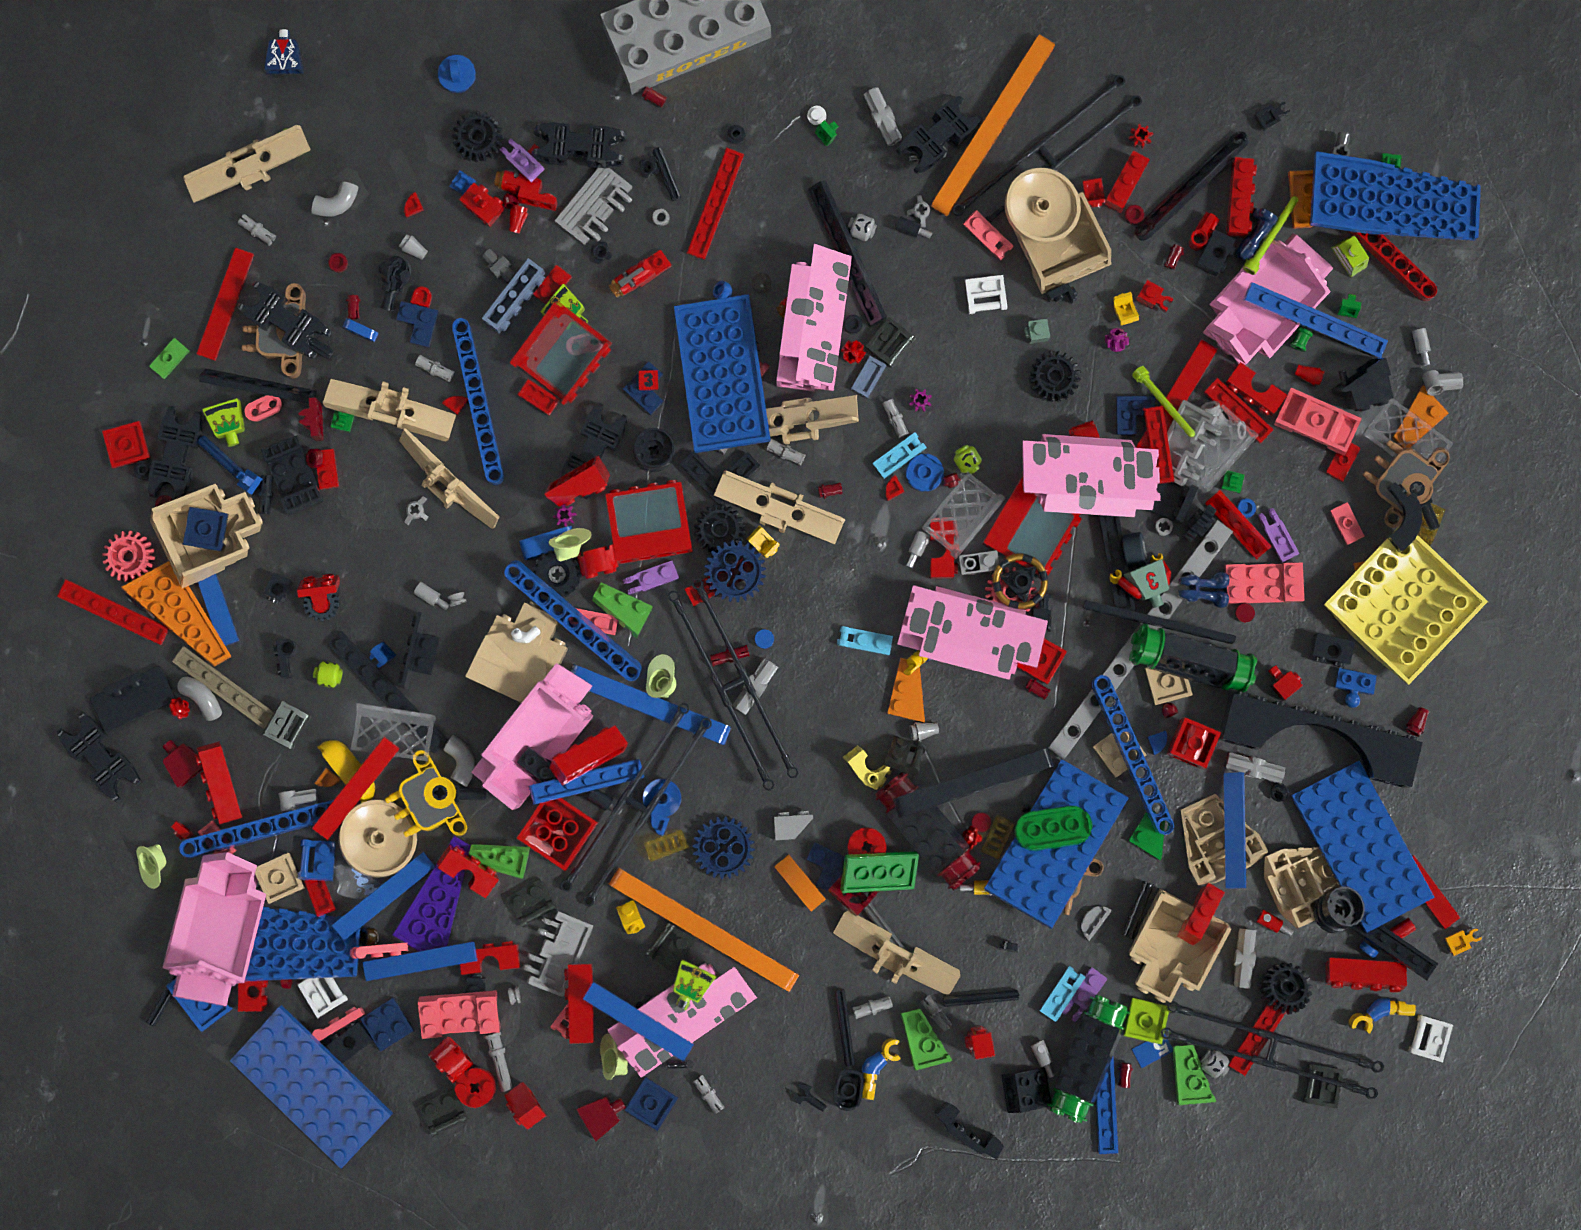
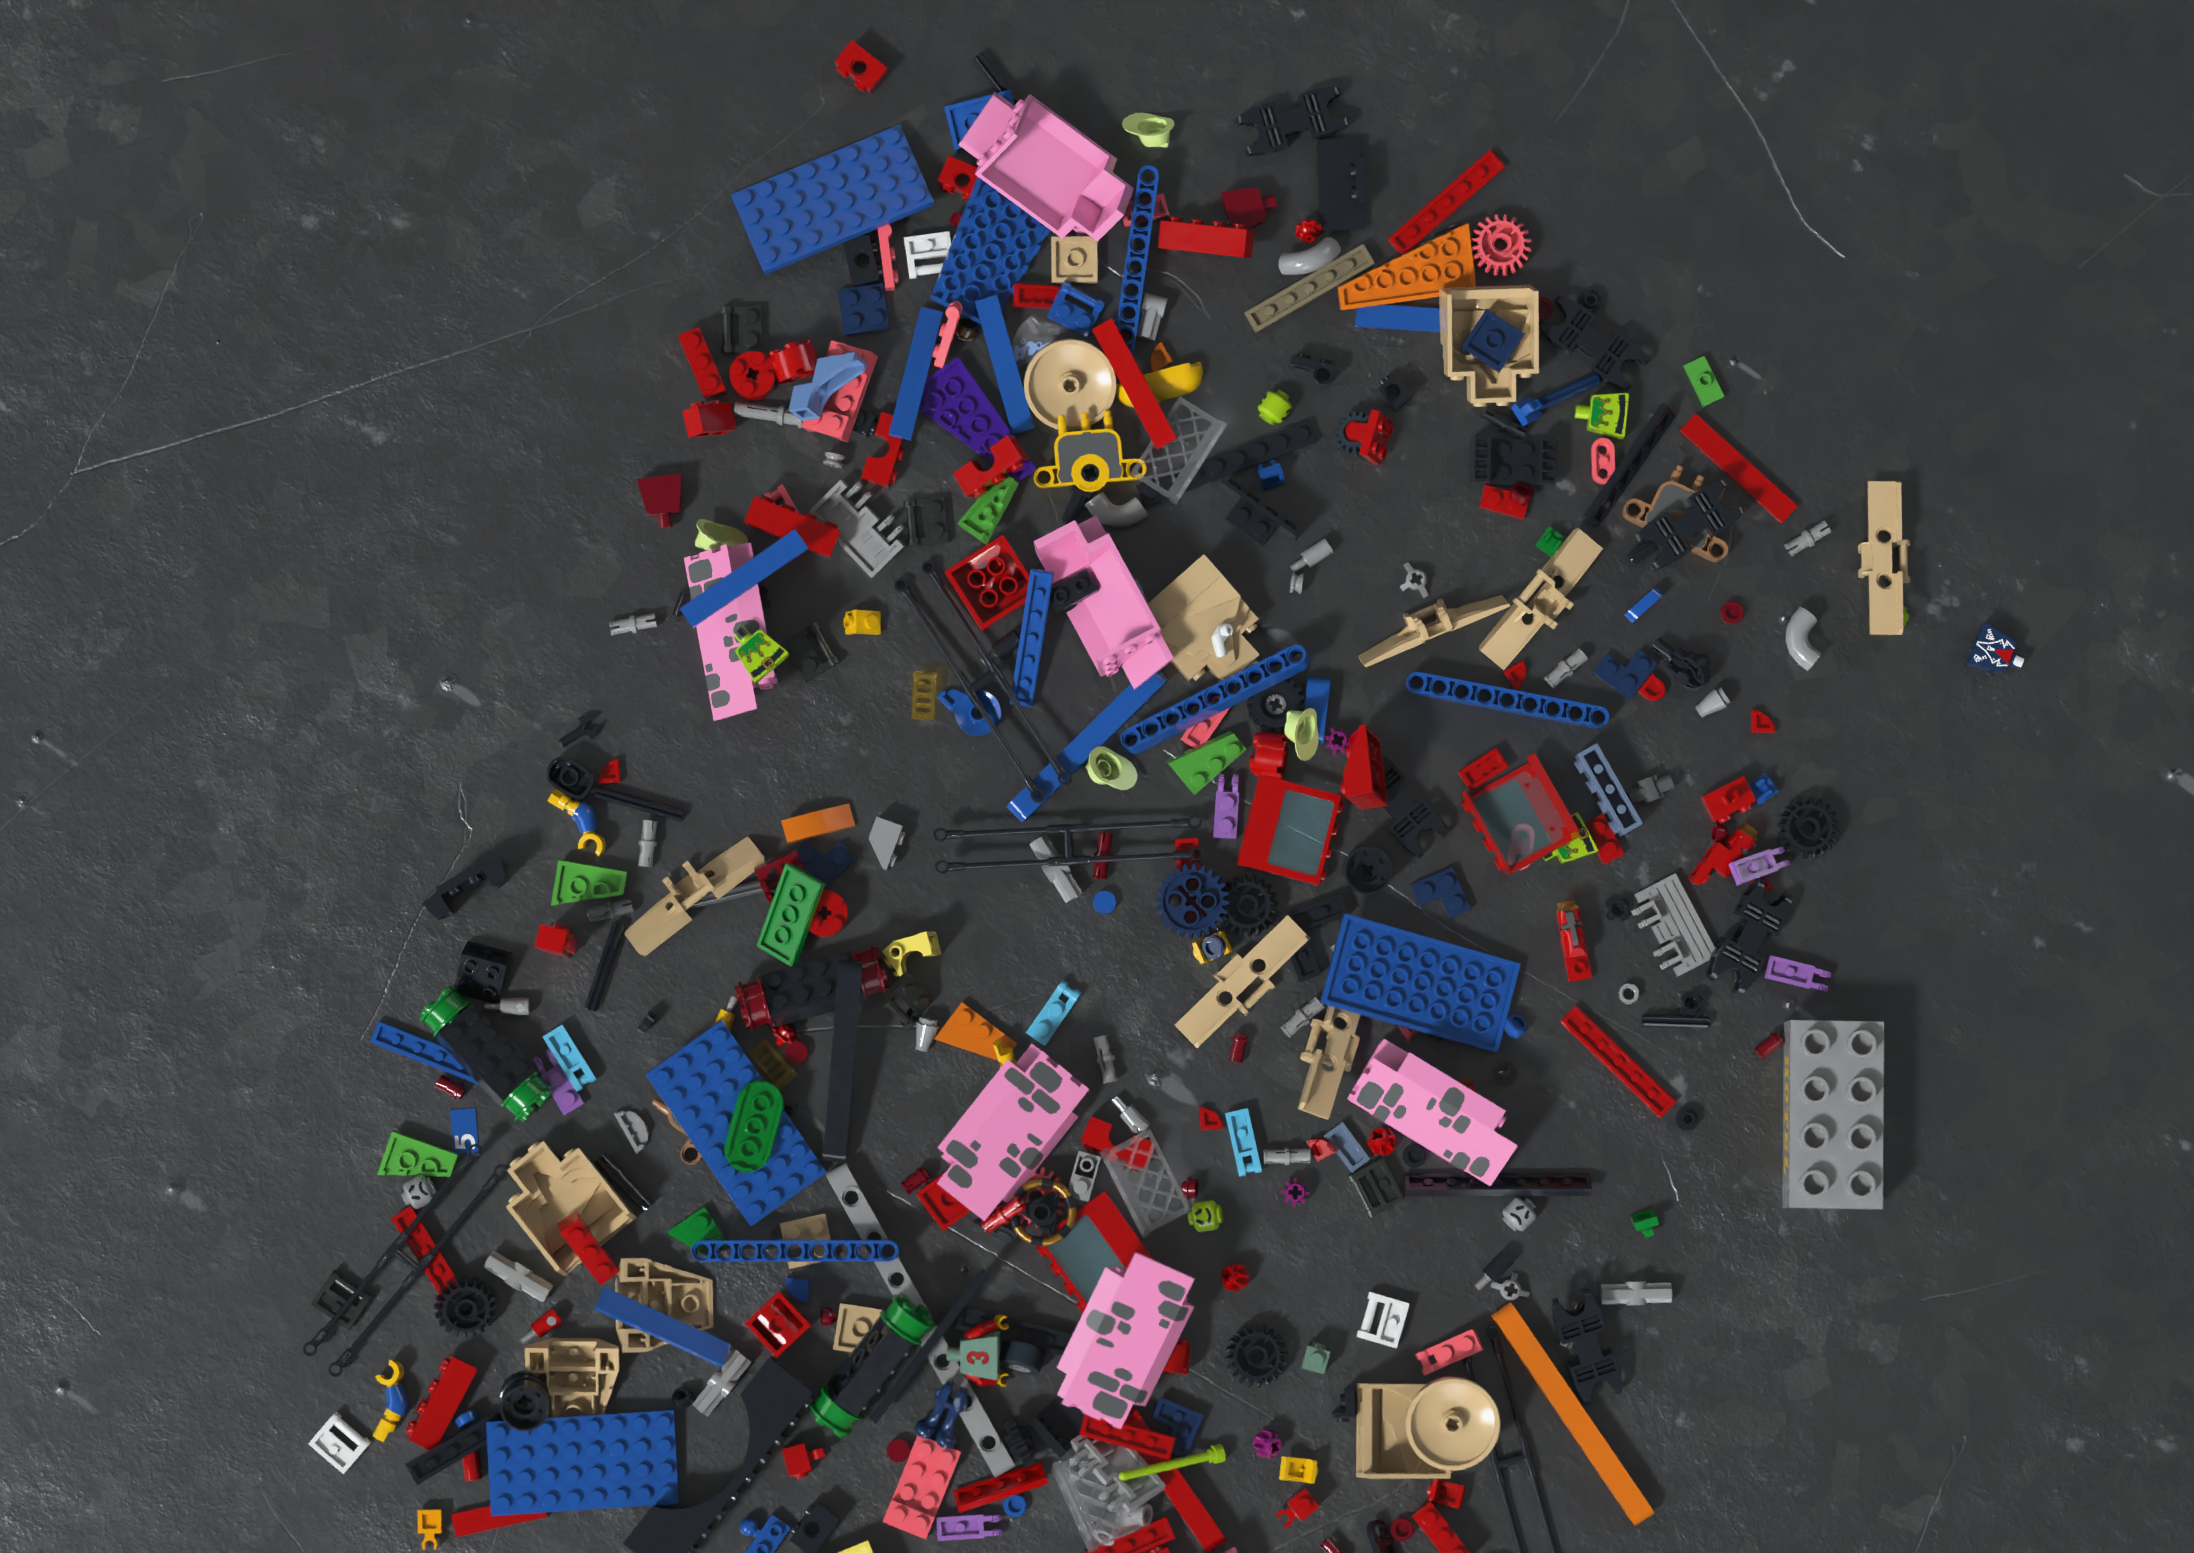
camera: 110 degrees right, 0 degrees up
(126, 444) = (1626, 294): red plate -> none
(181, 831) = (1172, 176): red plate -> none
(189, 1119) = (854, 55): none -> red brick
(281, 722) = (1243, 333): pearl dark grey plate -> none
(313, 419) = (1564, 510): dark red piece -> none
(353, 306) = (1674, 608): dark red pin -> none
(451, 1026) = (829, 376): none -> medium blue arch
(456, 73) = (1891, 835): blue tile -> none
(483, 1130) = (702, 364): none -> red arch
(517, 218) = (1697, 833): red cone -> none
(588, 755) = (1059, 651): red brick -> none
(591, 101) = (1794, 973): none -> medium lavender hinge
(648, 380) = (1448, 898): red tile -> none
(651, 1103) = (650, 557): dark blue plate -> none
(703, 929) = (813, 696): orange beam -> none
(711, 834) = (913, 750): dark blue gear -> none
(762, 540) = (1213, 947): none -> dark blue tile
(816, 115) = (1669, 1219): white plate -> none
(831, 1060) = (610, 773): none -> red tile
(878, 395) = (1321, 1148): none -> red tile
(882, 586) = (1105, 1059): none -> light grey pin
(924, 472) = (1212, 1162): blue tile -> none
(1003, 417) = (1235, 1277): none -> red gear
(1035, 608) = (1003, 1215): none -> red pin
(1146, 1021) = (499, 1137): lime plate -> none
(1161, 521) = (1041, 1403): light grey bush -> none
(1232, 482) = (1051, 1503): green tile -> none

